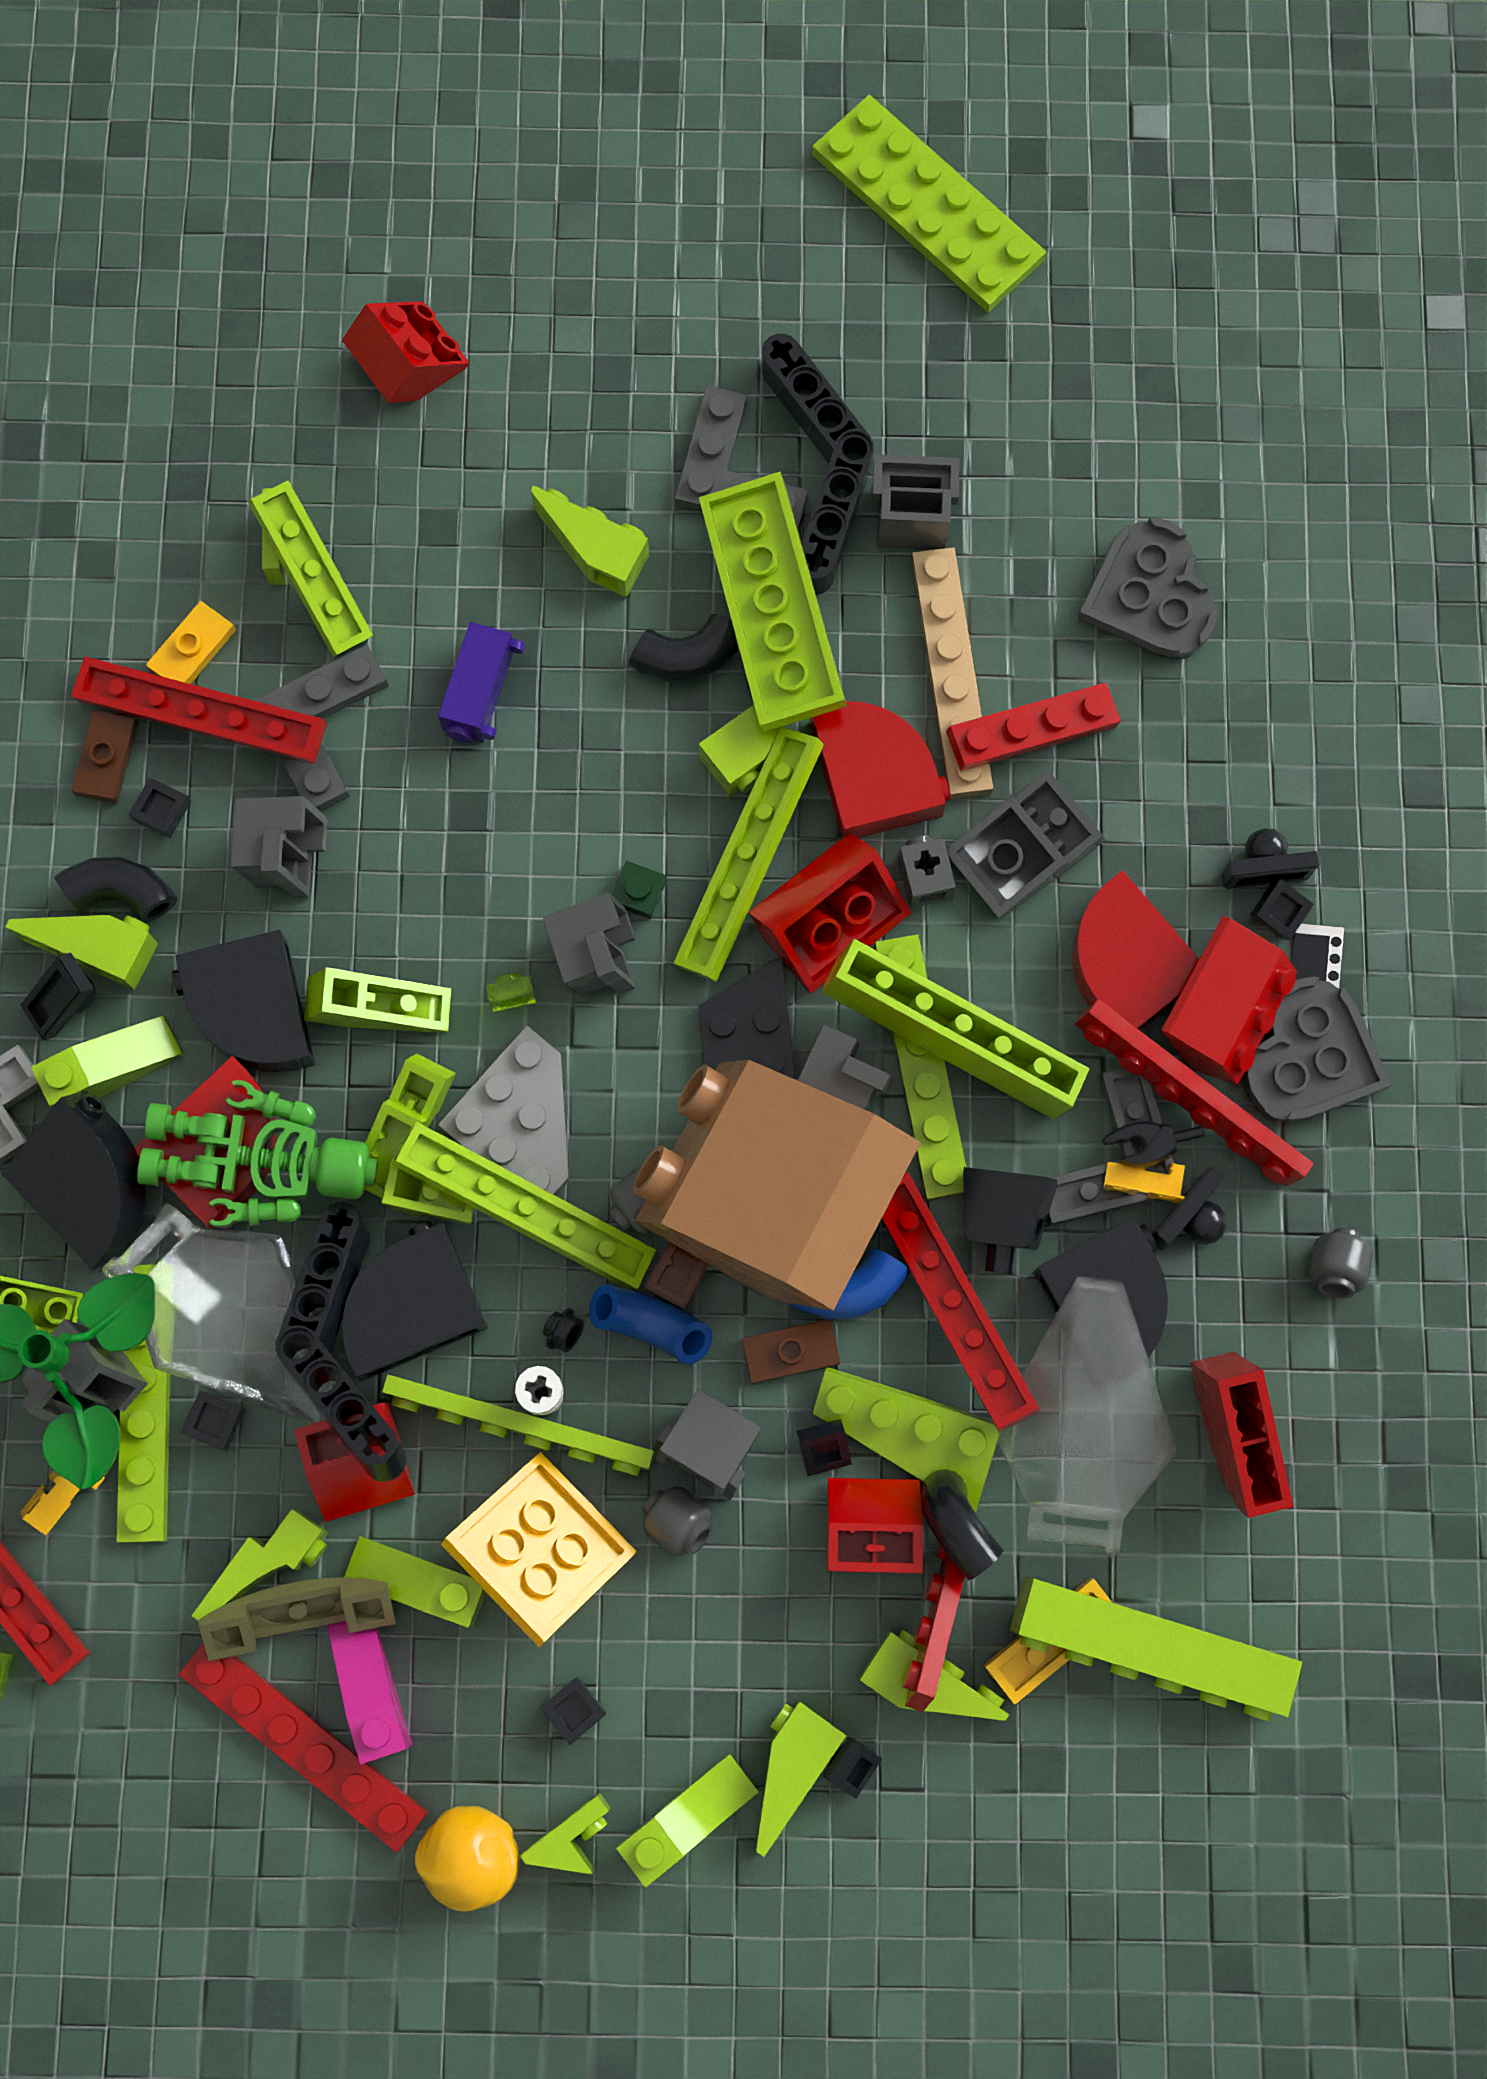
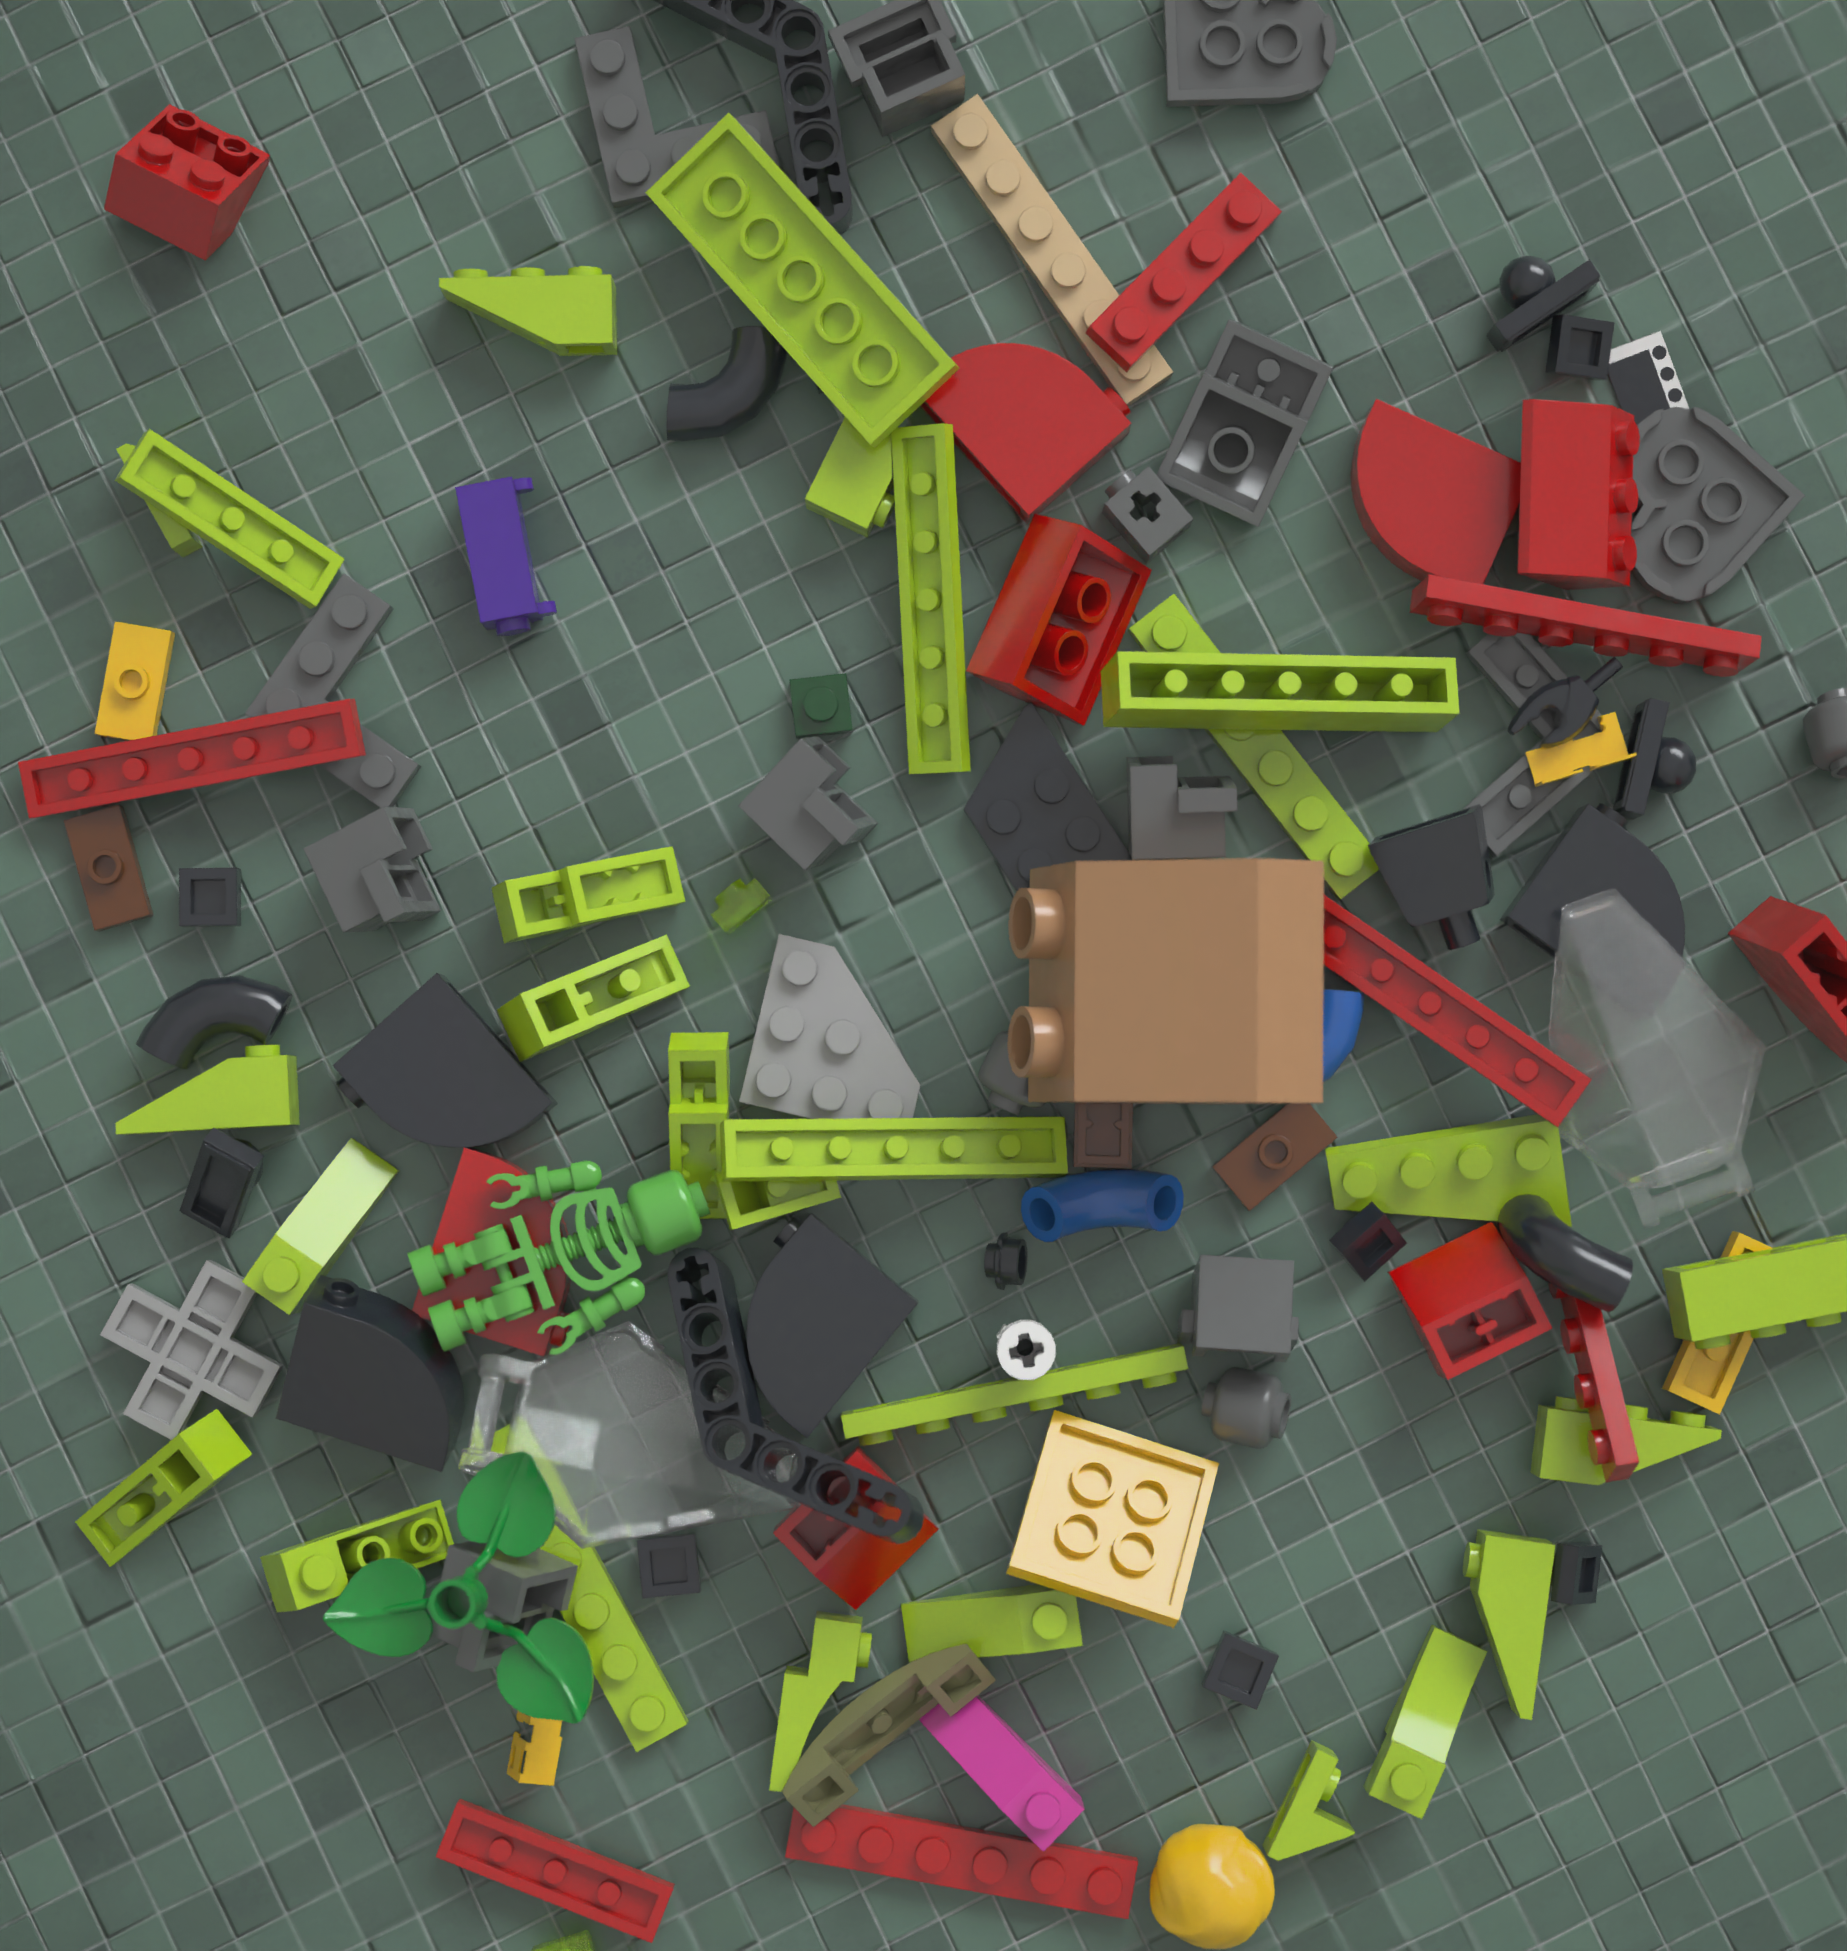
camera: 25 degrees left, 10 degrees up
(411, 932) = (587, 894): none -> lime slope

